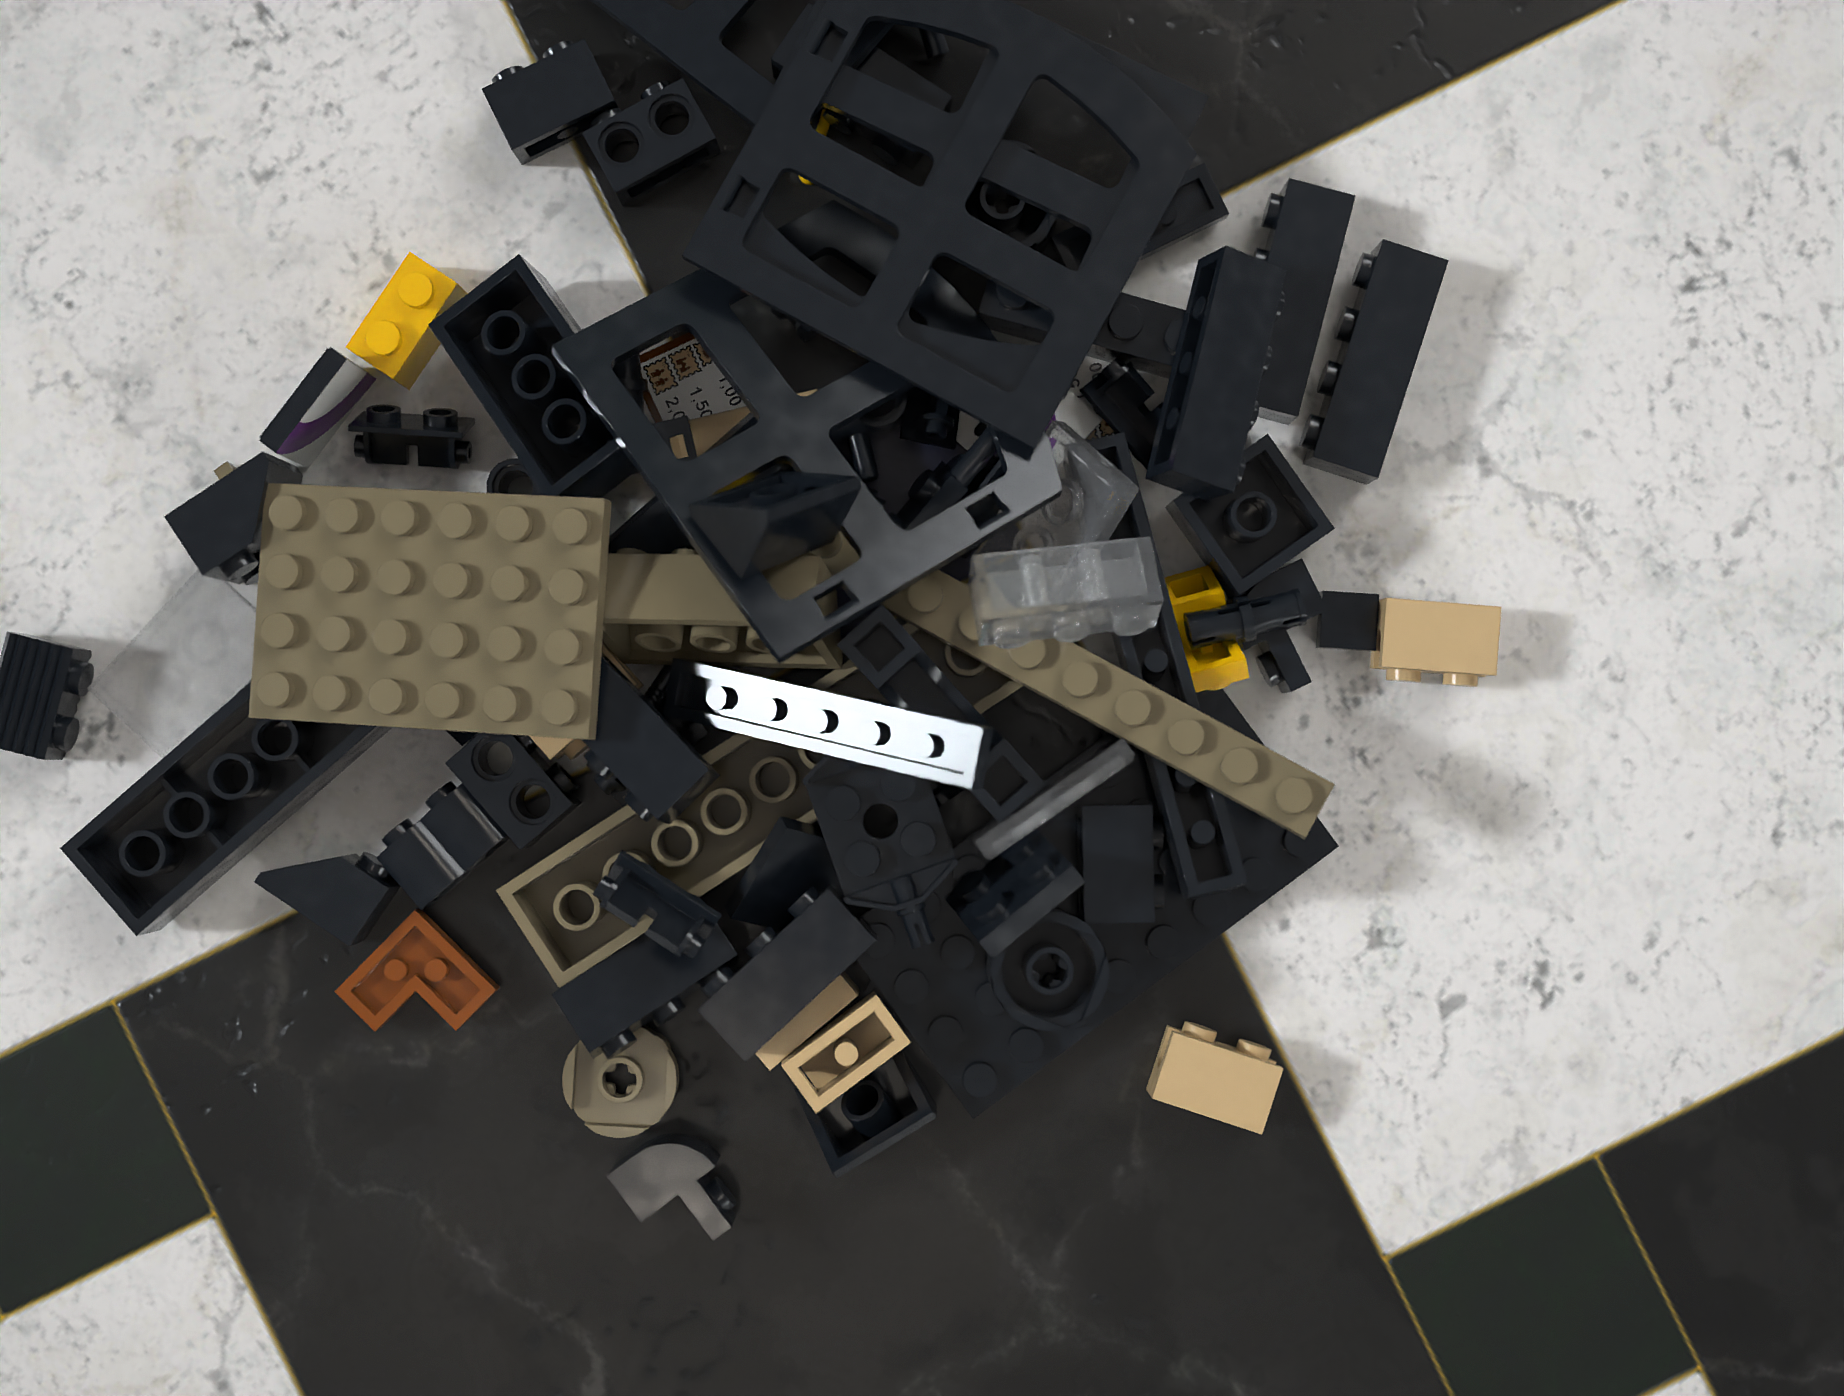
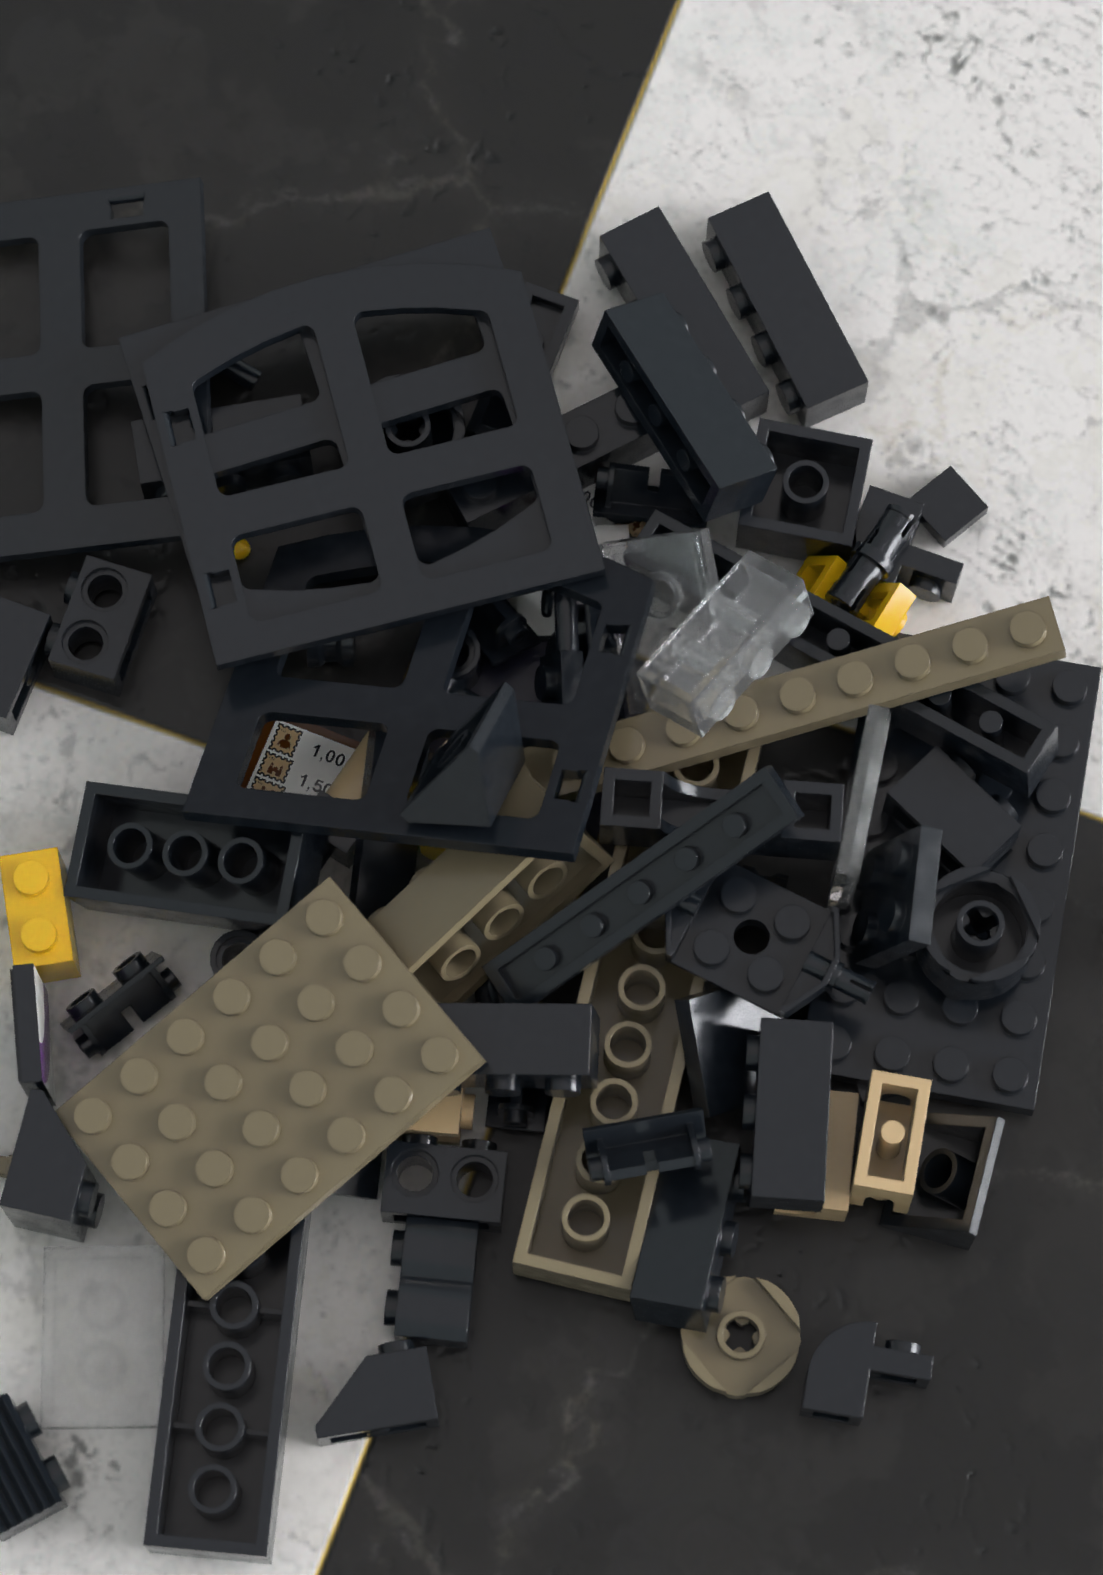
camera: 40 degrees left, 15 degrees down
(418, 960) = (497, 1392): dark orange plate -> none
(1437, 640) = (1024, 459): tan brick -> none

